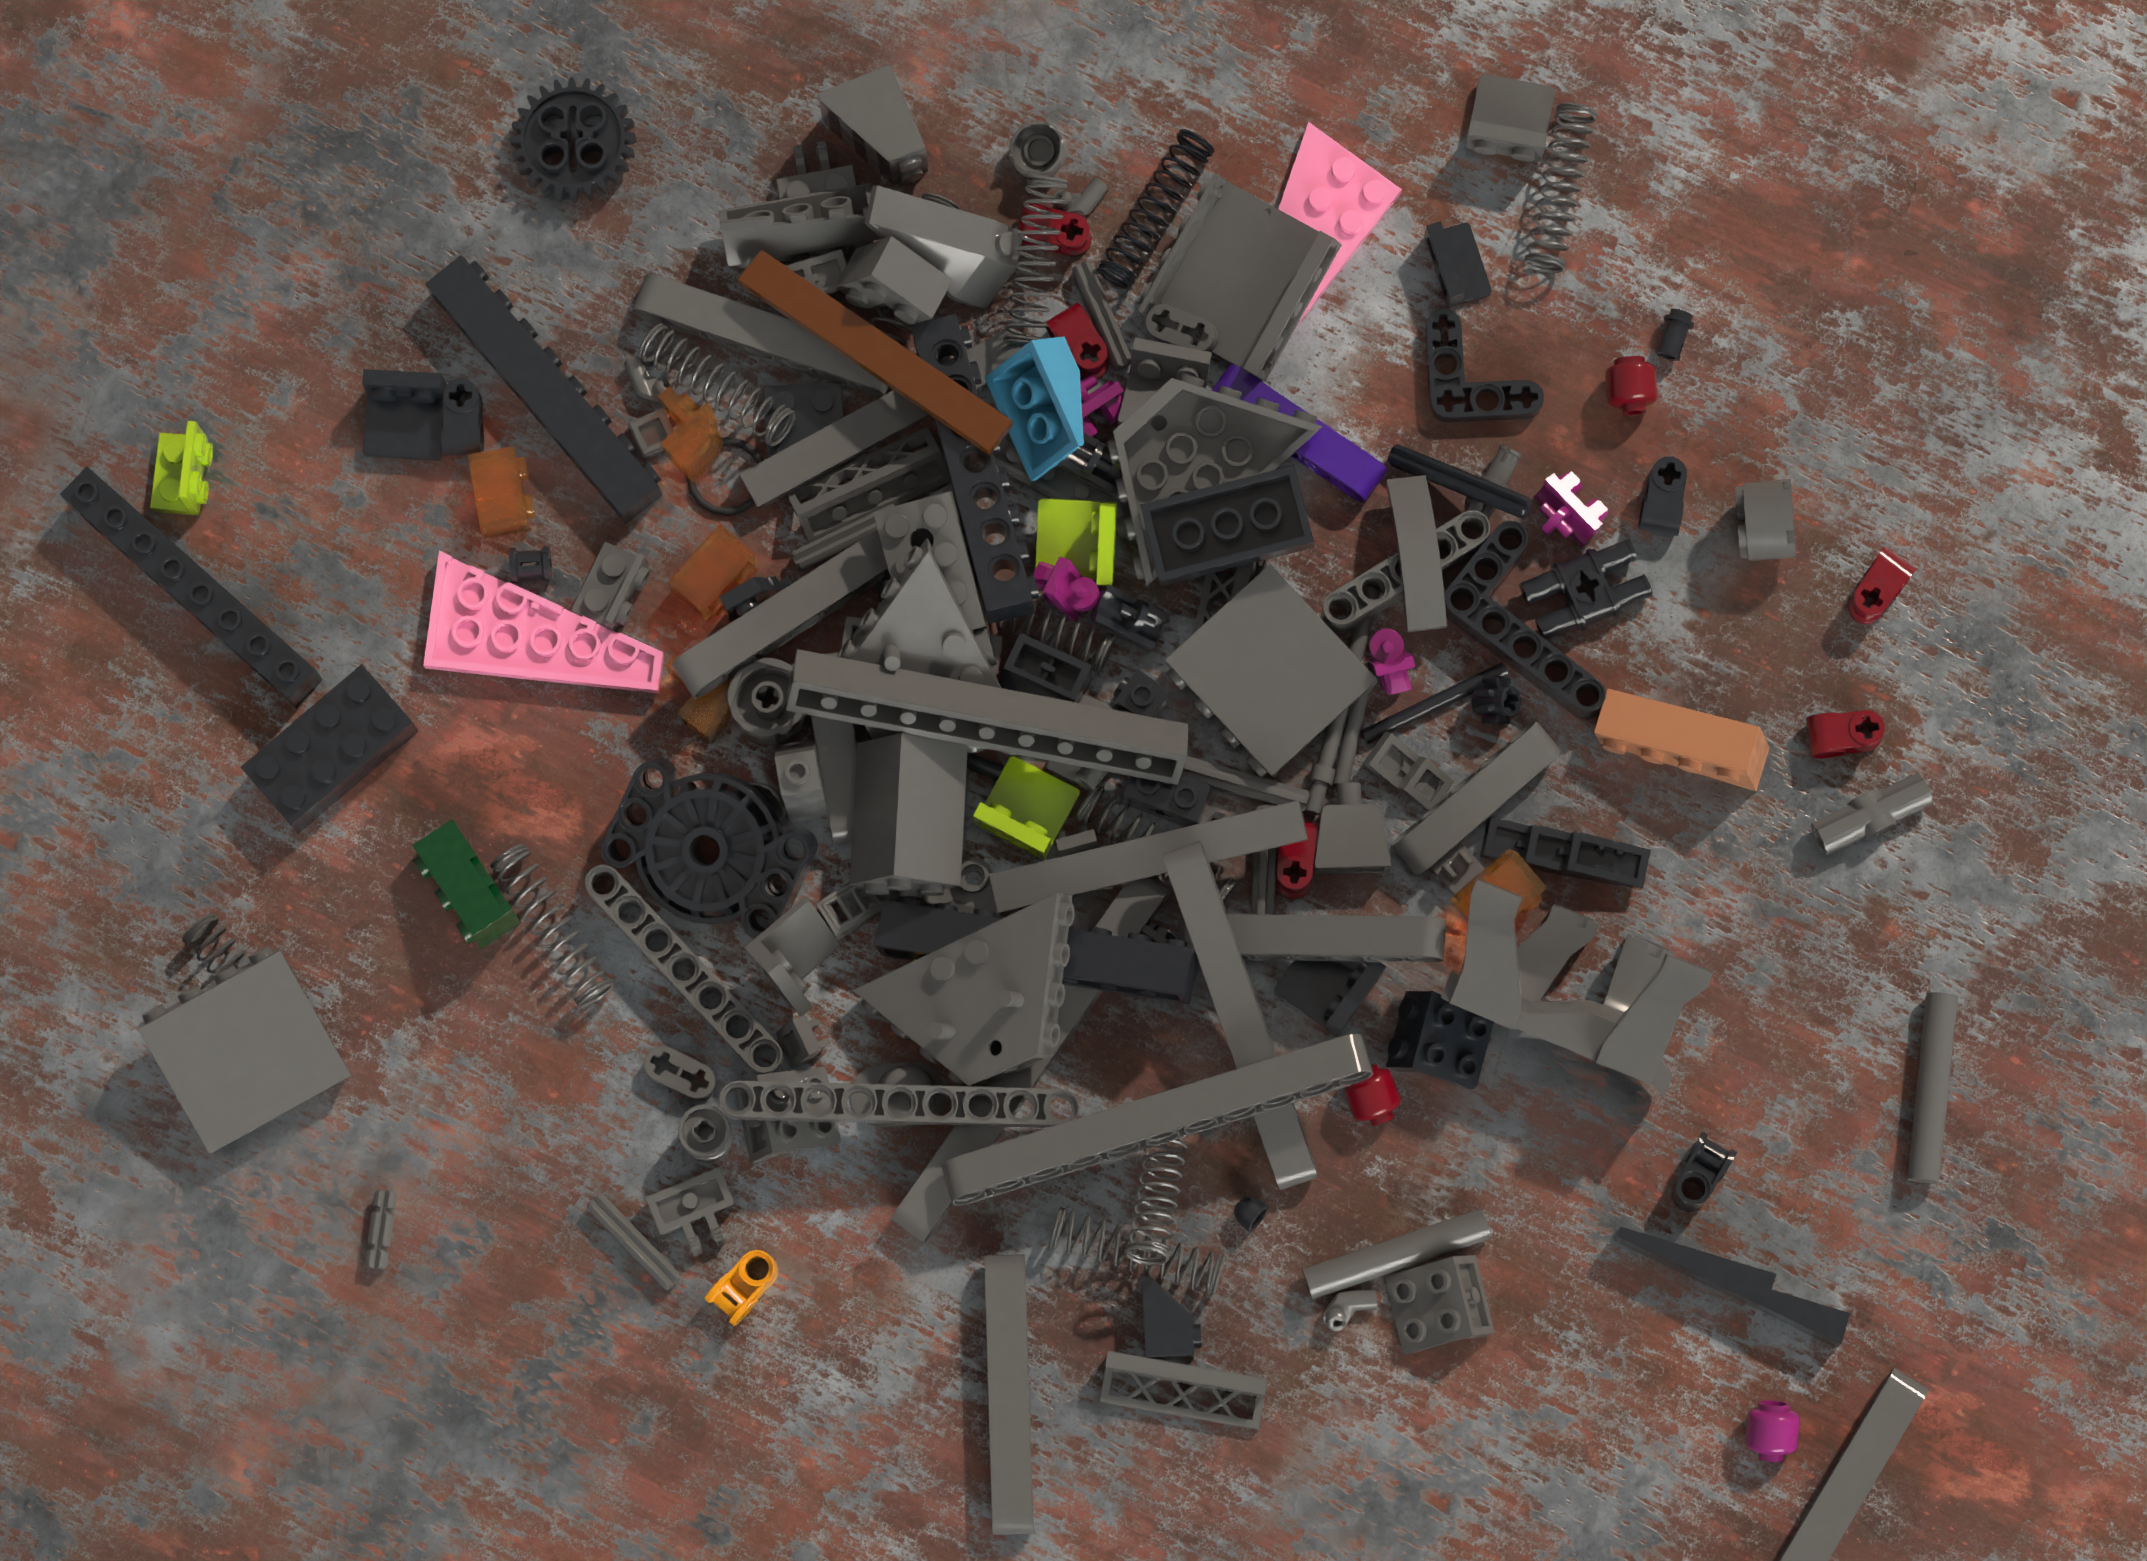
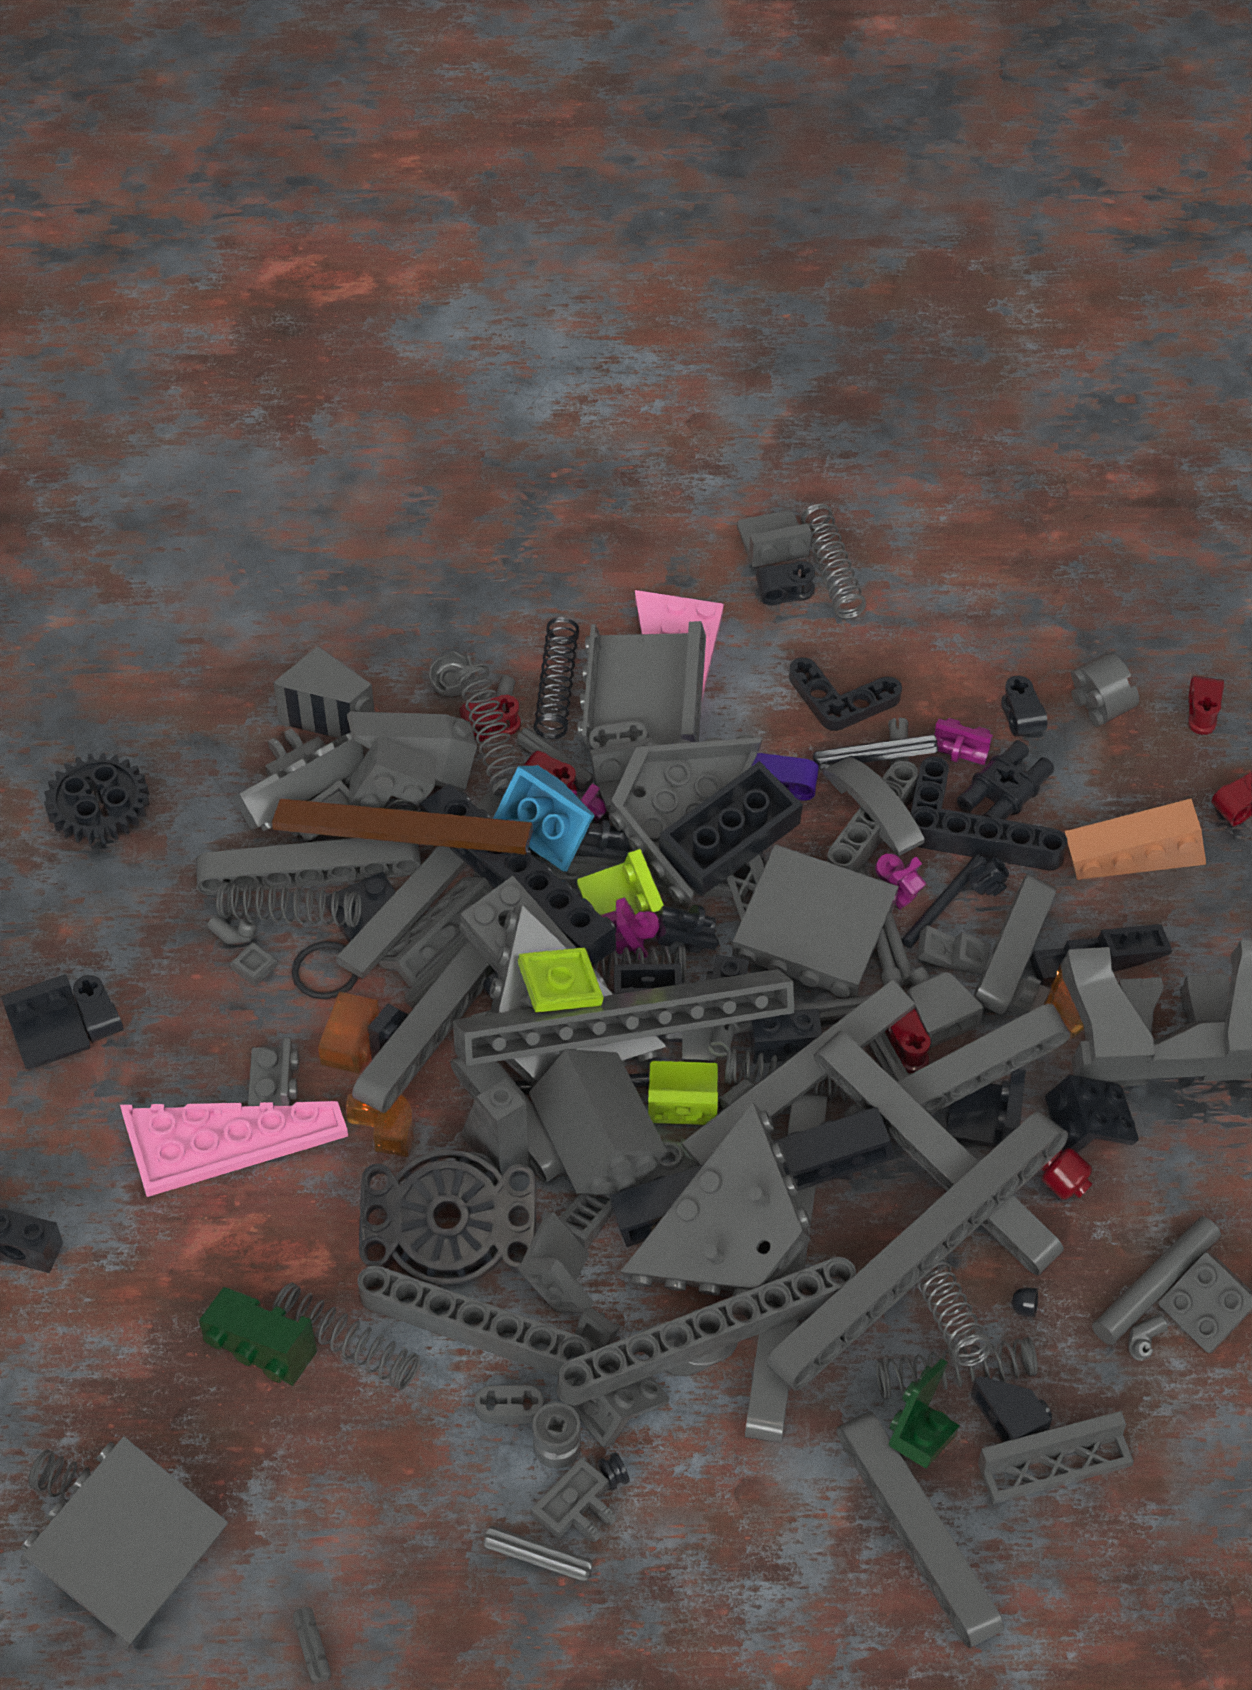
camera: 30 degrees left, 25 degrees down
(329, 748) = (93, 1284): black brick -> none
(500, 492) = (150, 1046): clear orange brick -> none
(518, 571) = (199, 1085): black bush -> none
(544, 389) = (153, 964): black brick -> none
(696, 440) = (286, 947): clear orange brick -> none
(741, 1287) = (650, 1547): light orange piece -> none
(745, 1194) = (614, 1470): none -> black bush
(755, 684) = (440, 1097): dark grey brick -> none
(931, 653) = (560, 980): none -> lime tile
(1066, 1297) = (919, 1429): none -> dark green bracket
(1457, 263) = (786, 632): black panel -> none
(1482, 193) = (783, 584): none -> black piece
(1631, 385) = (956, 650): dark red head -> none
(1674, 334) = (963, 609): black pin -> none

